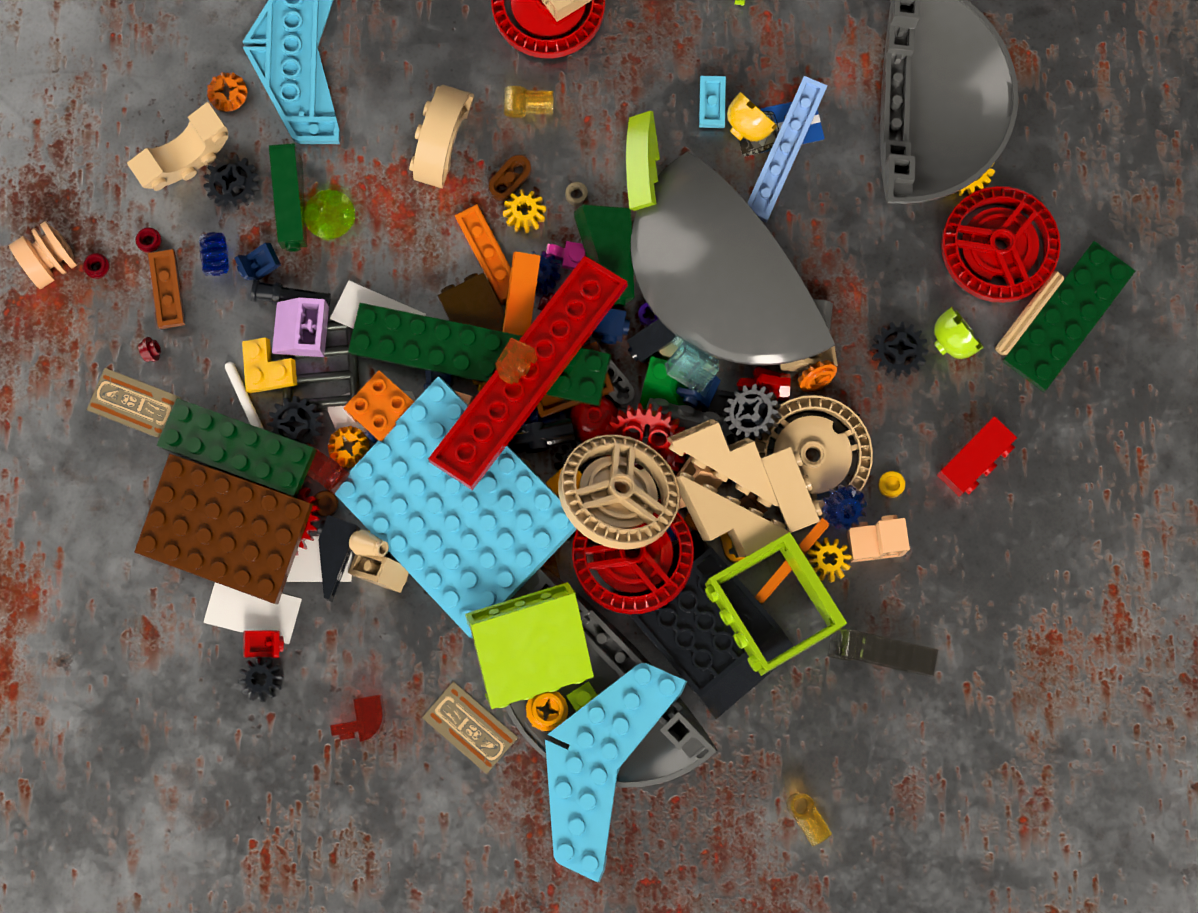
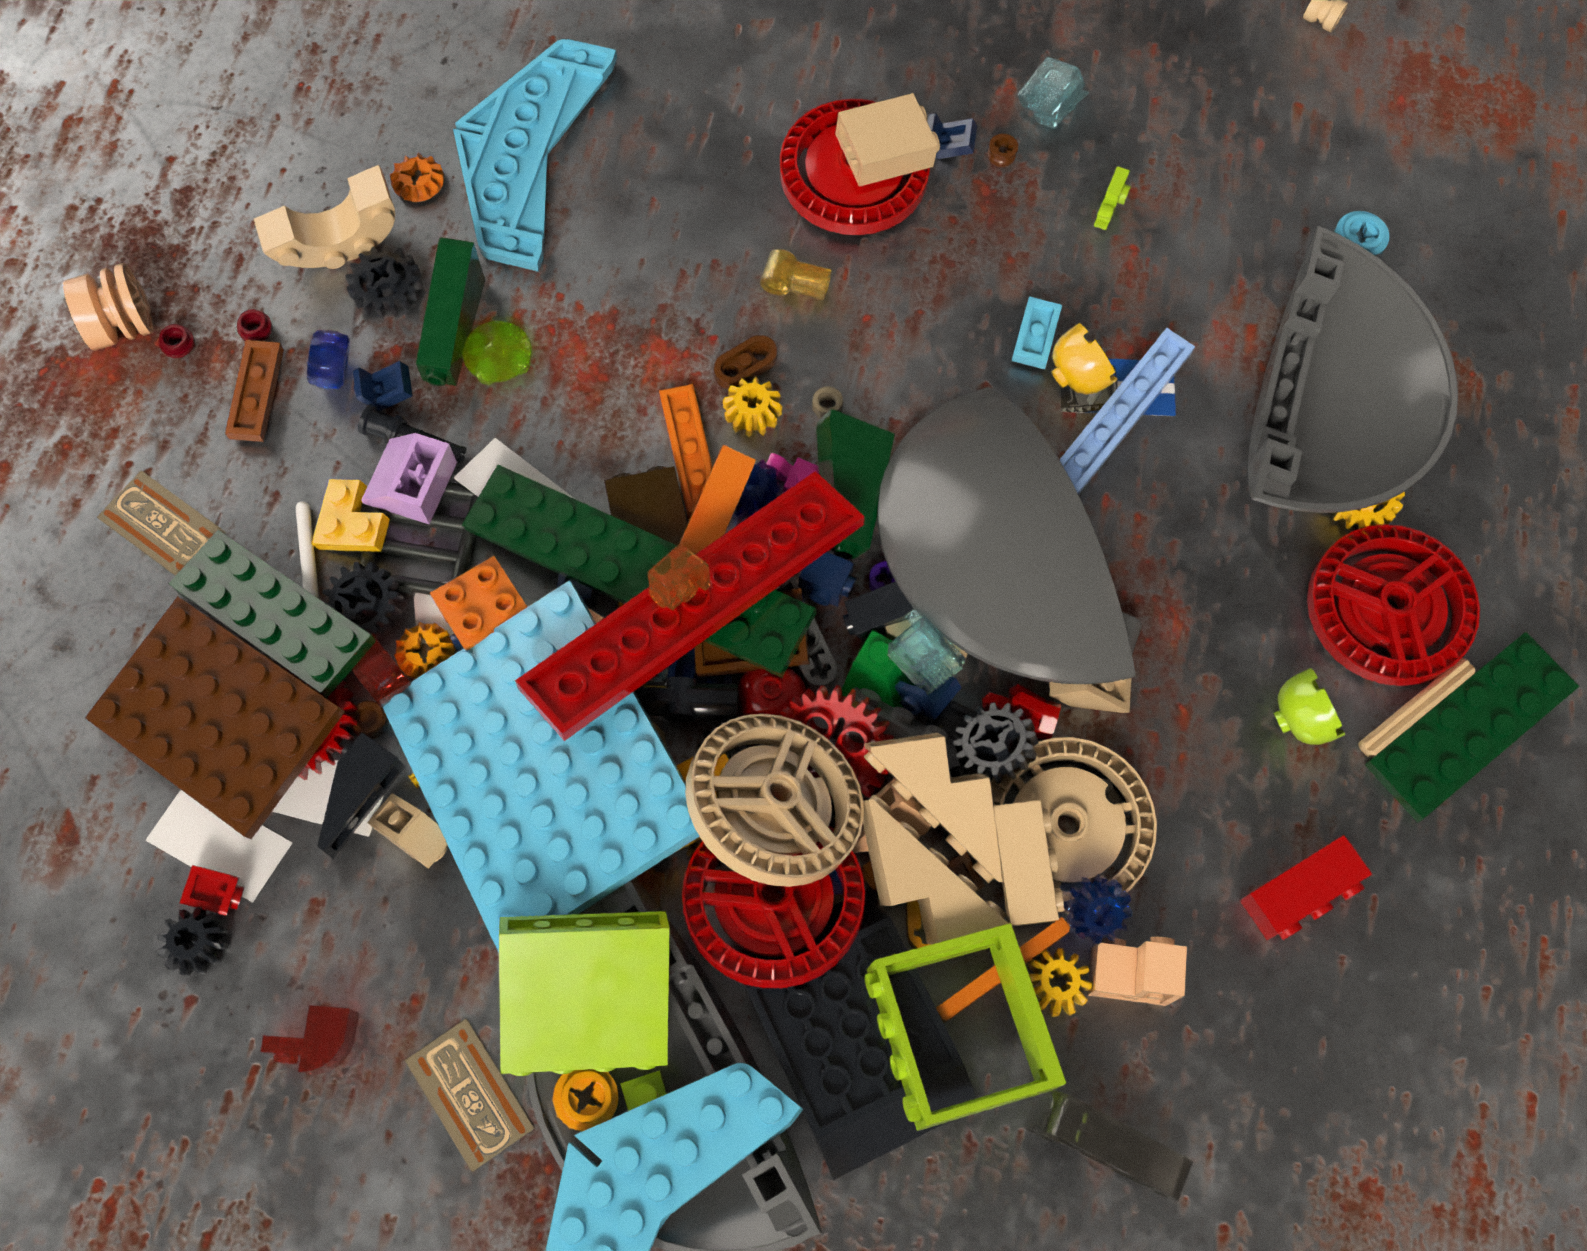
camera: 10 degrees right, 10 degrees down
(149, 349) = (204, 459): dark red plate -> none
(367, 544) = (401, 786): tan cone -> none
(438, 134) = (663, 284): tan brick -> none
(641, 160) = (924, 381): lime slope -> none
(817, 376) = (1099, 716): orange gear -> none
(891, 484) = (1172, 896): yellow tile -> none
(910, 350) = (1238, 706): black gear -> none

